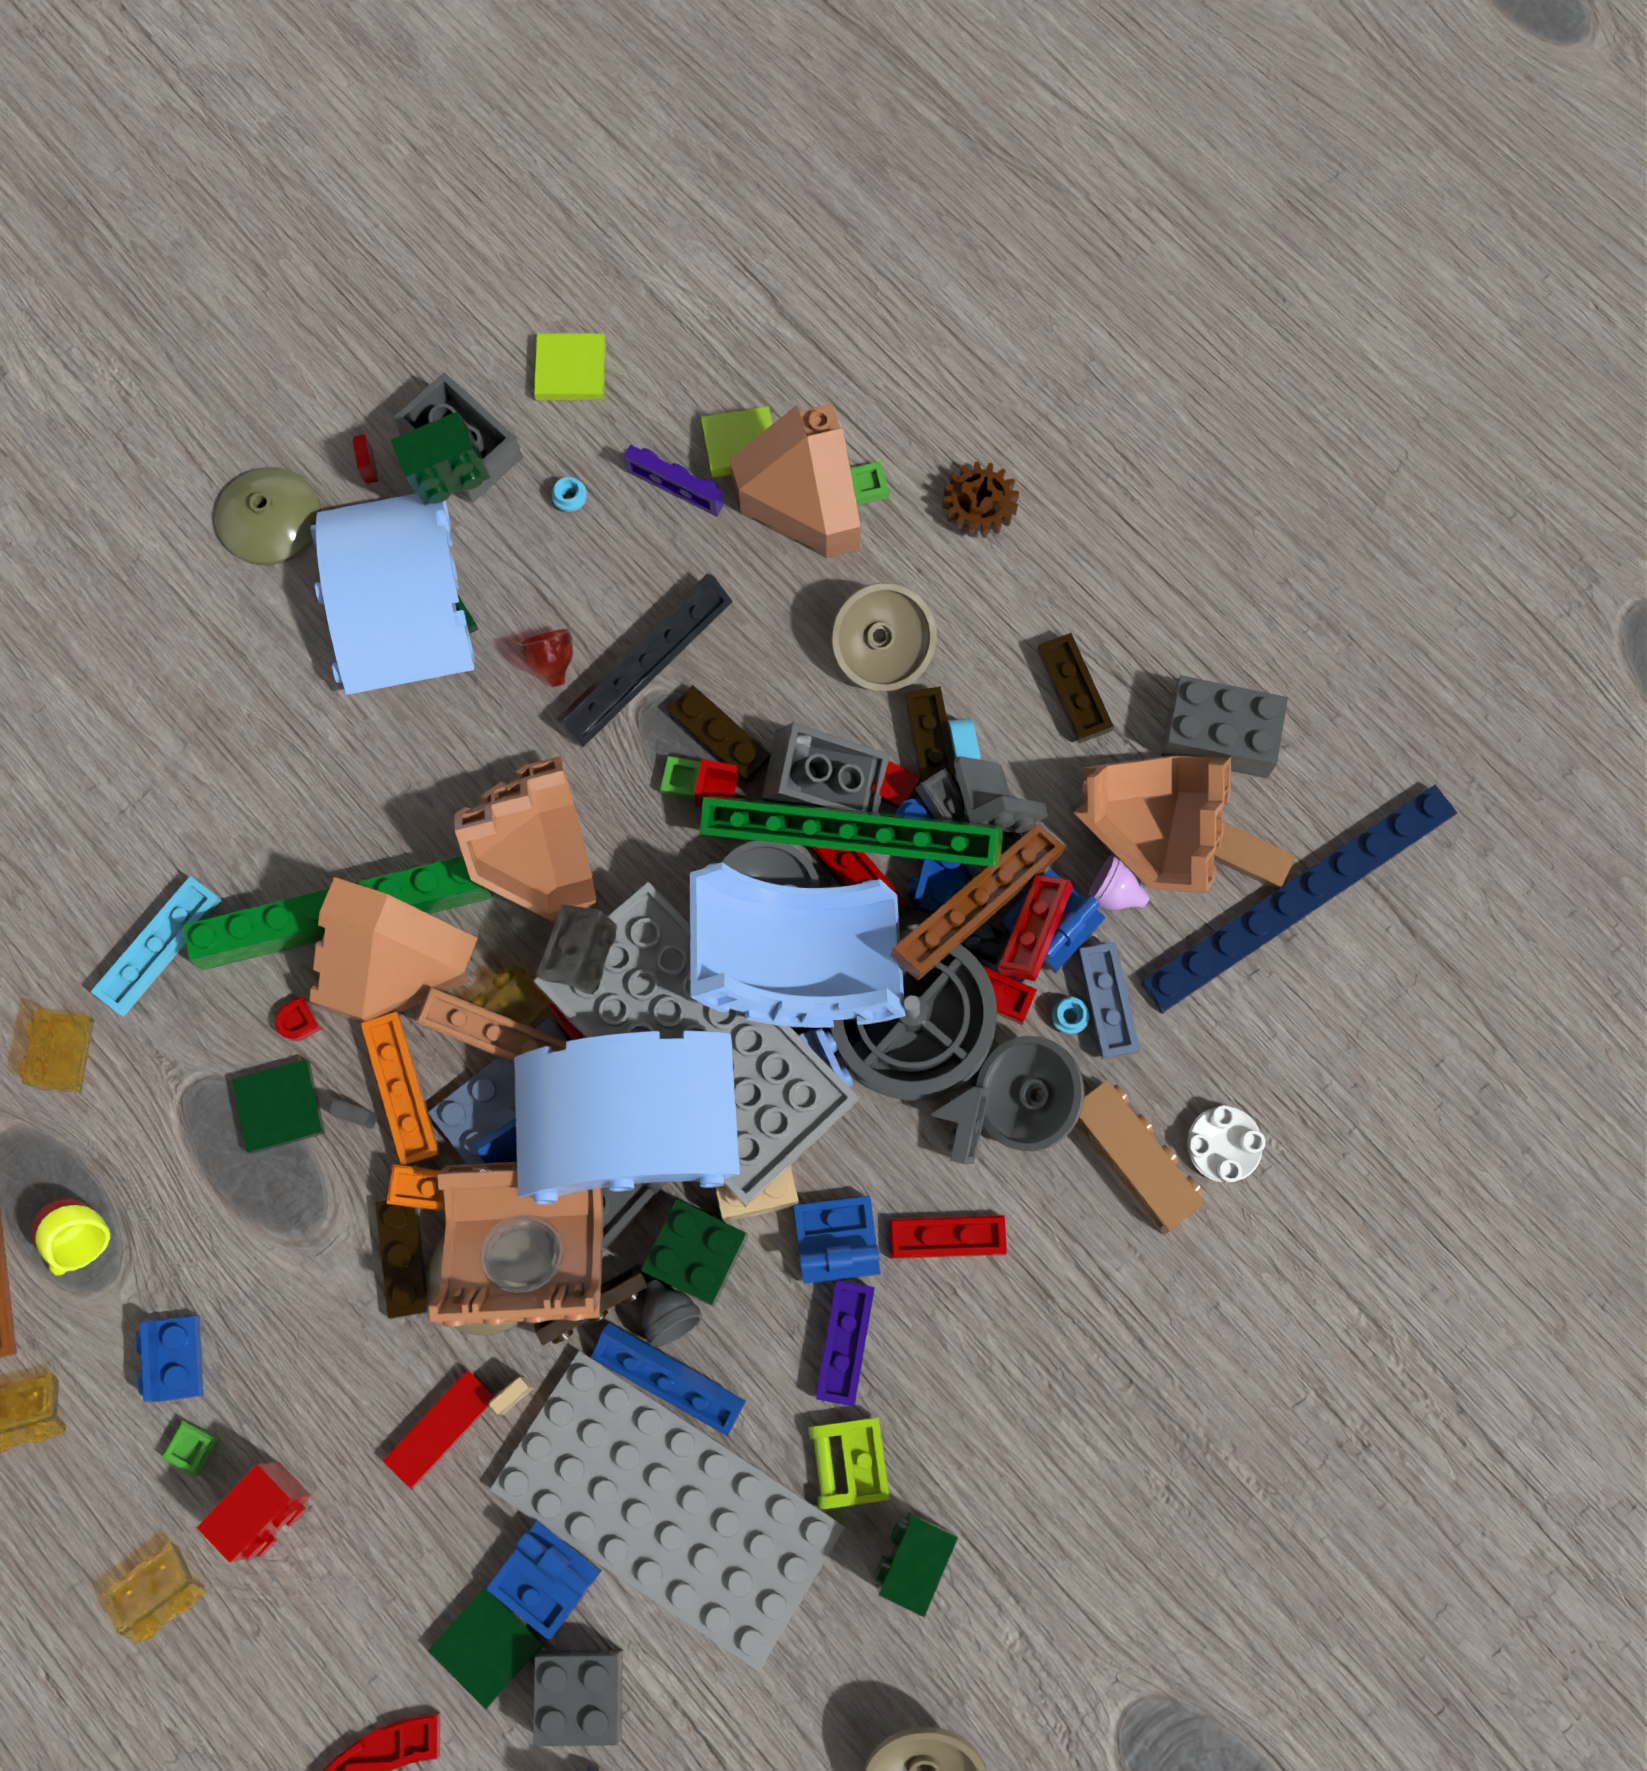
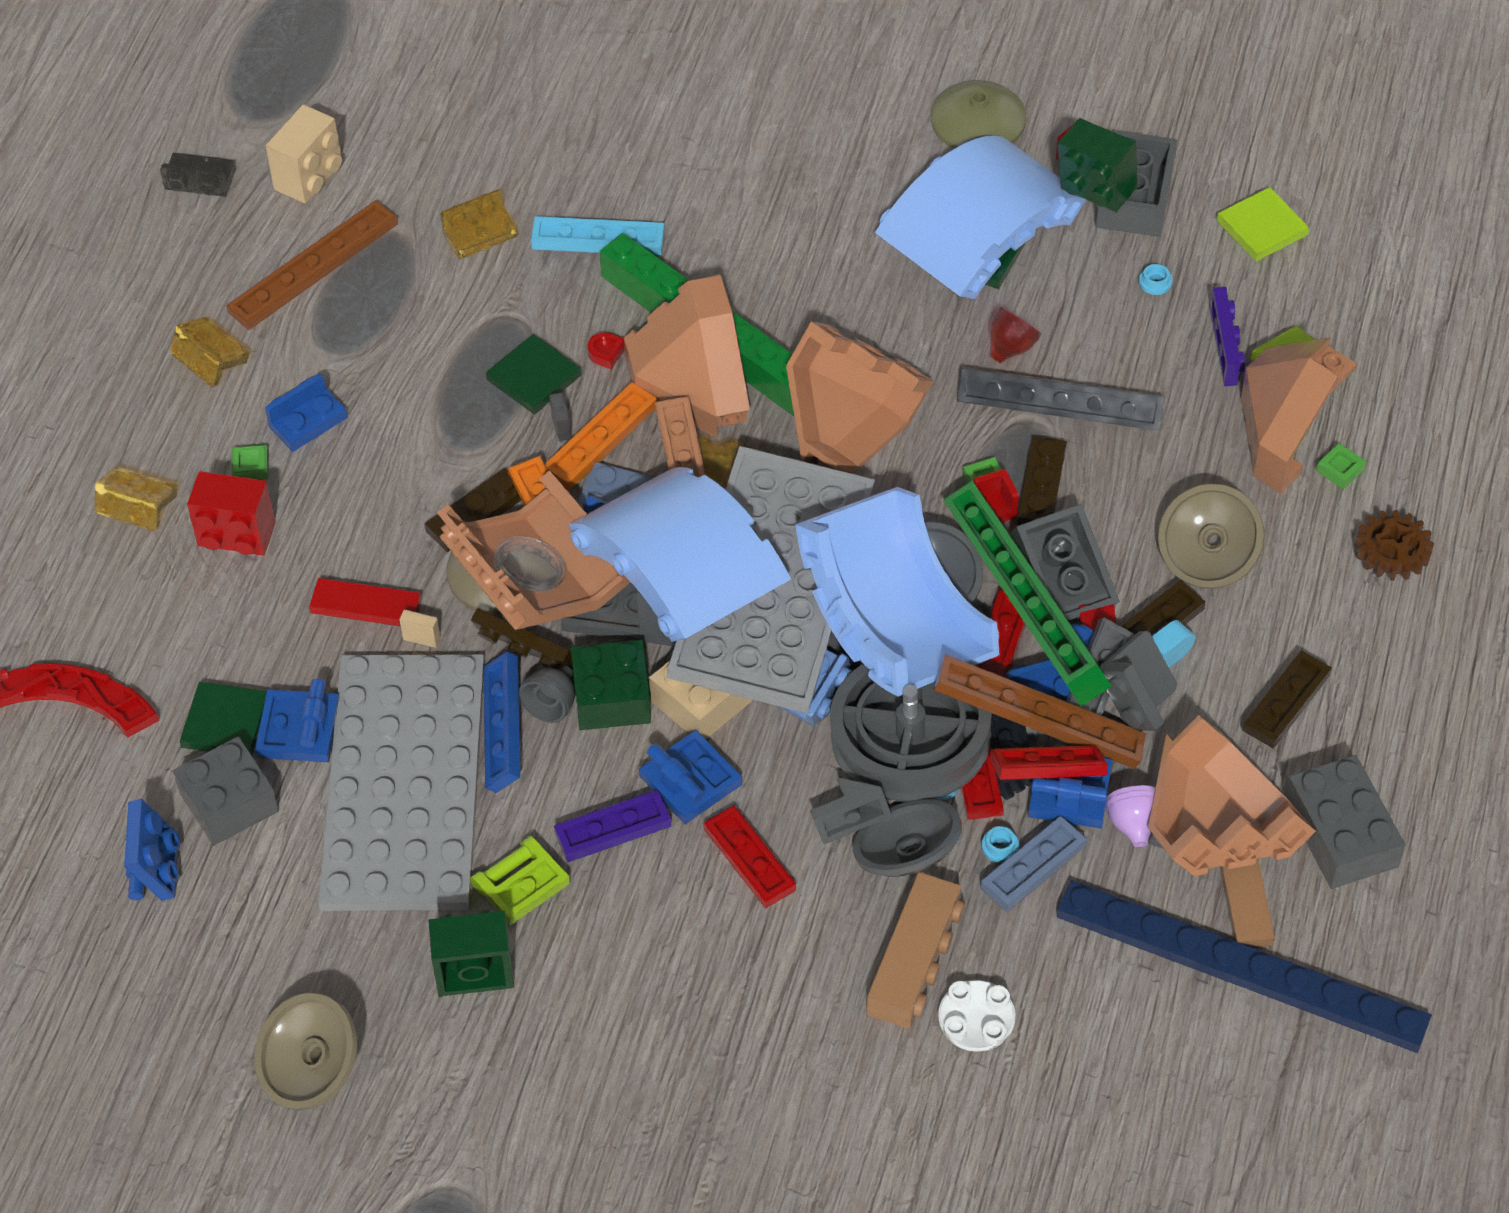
camera: 60 degrees right, 20 degrees down
(69, 1235) = (351, 303): neon yellow piece -> none
(578, 948) = (785, 456): clear smoke bracket -> none

